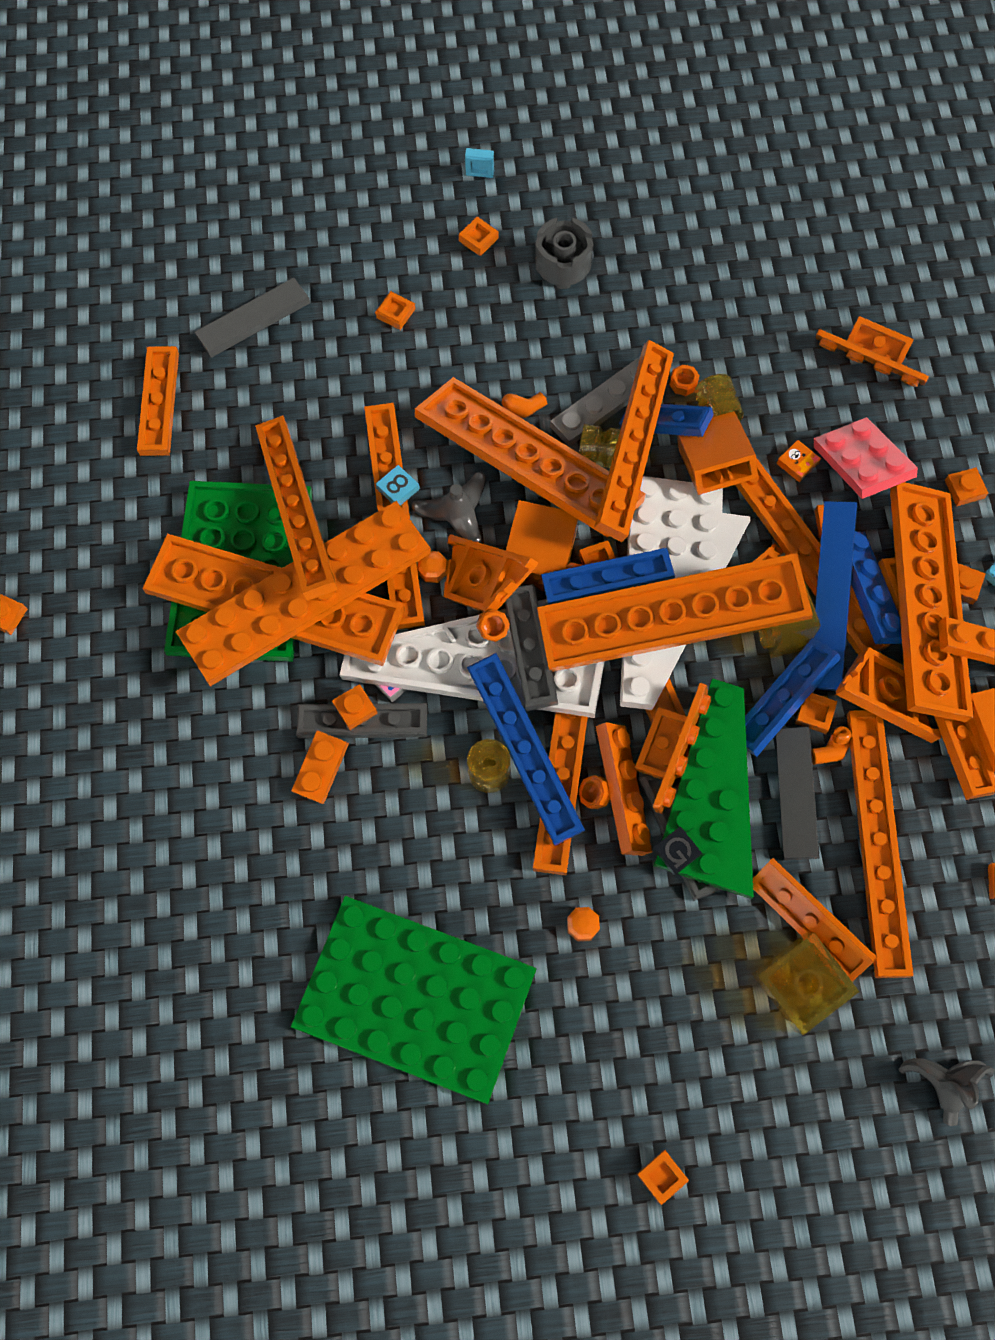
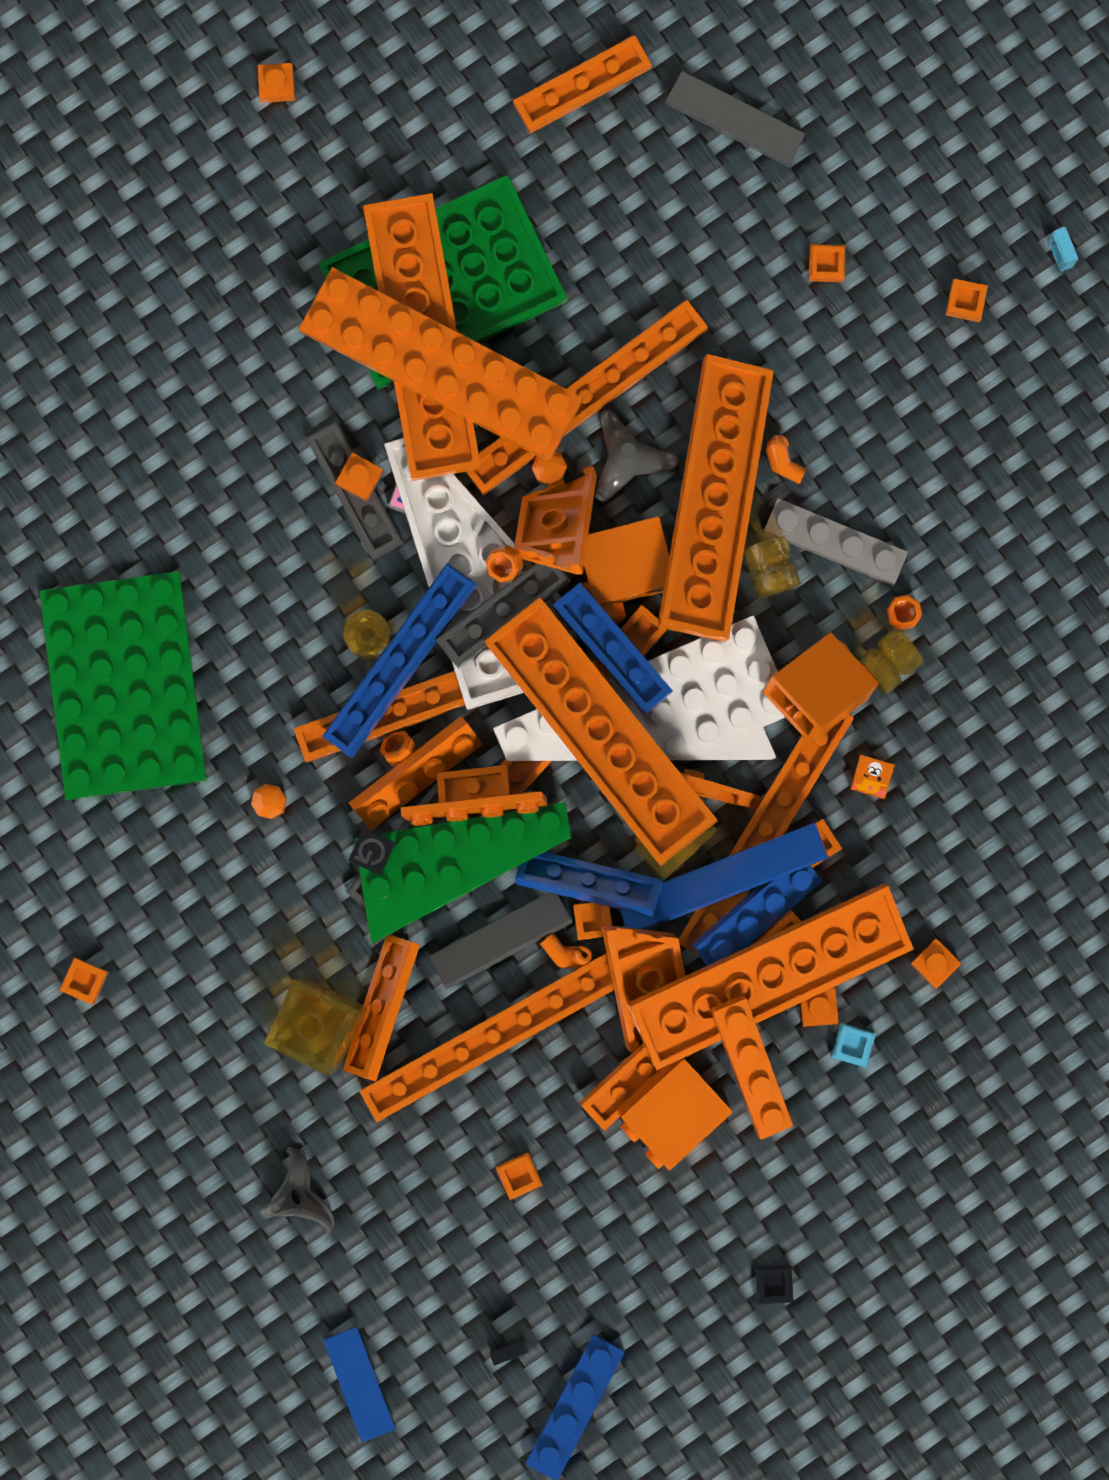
camera: 65 degrees right, 15 degrees up
(296, 509) = (524, 301): orange plate -> none
(320, 767) = (286, 478): orange plate -> none
(397, 485) = (610, 386): medium azure tile -> none
(563, 252) = (1008, 396): dark grey brick -> none
(634, 442) = (784, 597): orange plate -> none
(682, 420) = (836, 617): blue tile -> none
(865, 458) = (903, 842): coral plate -> none
(878, 346) = (1054, 796): orange bracket -> none

